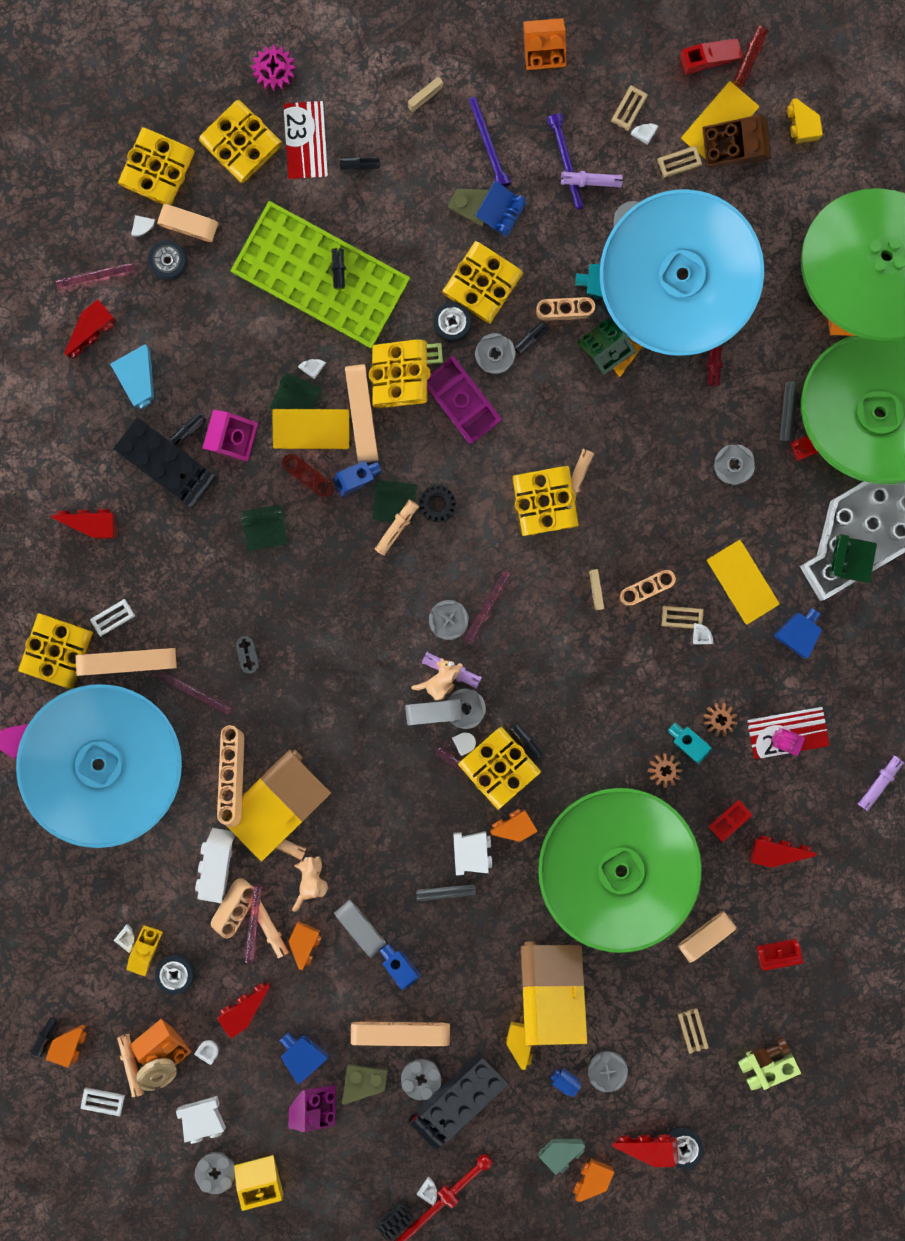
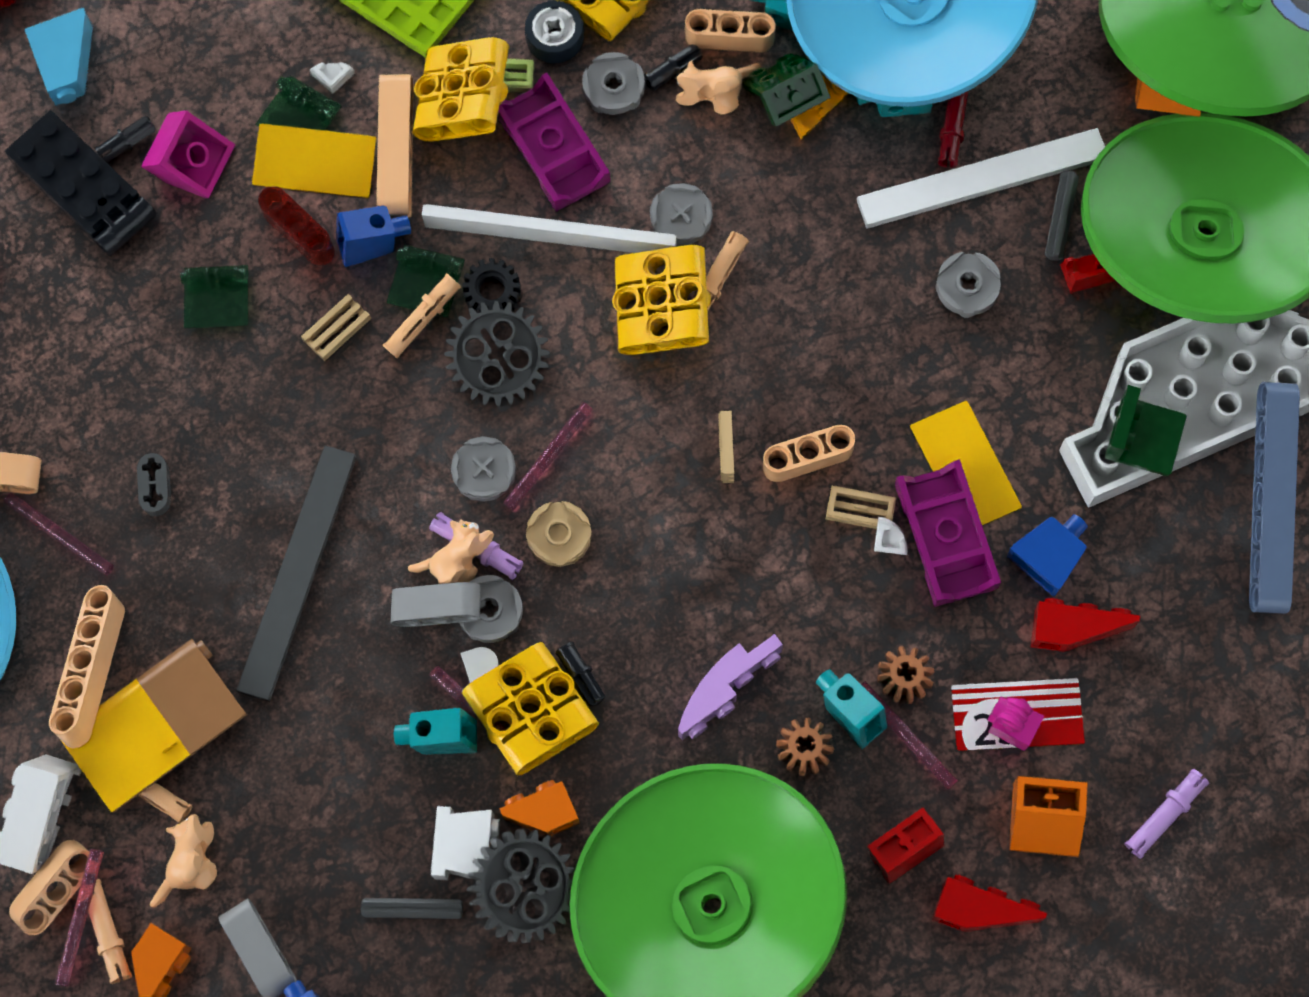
camera: 10 degrees right, 15 degrees down
(337, 533) = (327, 319): none -> tan tile
(345, 699) = (296, 574): none -> dark grey tile
(454, 788) = (439, 732): none -> teal torso
(461, 536) = (471, 368): none -> dark grey gear
(468, 460) = (545, 230): none -> white tile
(494, 869) = (497, 870): none -> dark grey gear
(500, 655) = (558, 533): none -> tan tile
(549, 437) = (682, 212): none -> light grey tile
(562, 348) = (714, 85): none -> light nougat animal
(607, 745) = (715, 692): none -> lavender slope
(724, 755) = (914, 743): none -> clear pink bar
(736, 391) = (980, 178): none -> white tile
(737, 628) = (948, 534): none -> magenta piece
(811, 794) = (1047, 816): none -> orange slope
(814, 679) = (1069, 627): none -> red slope

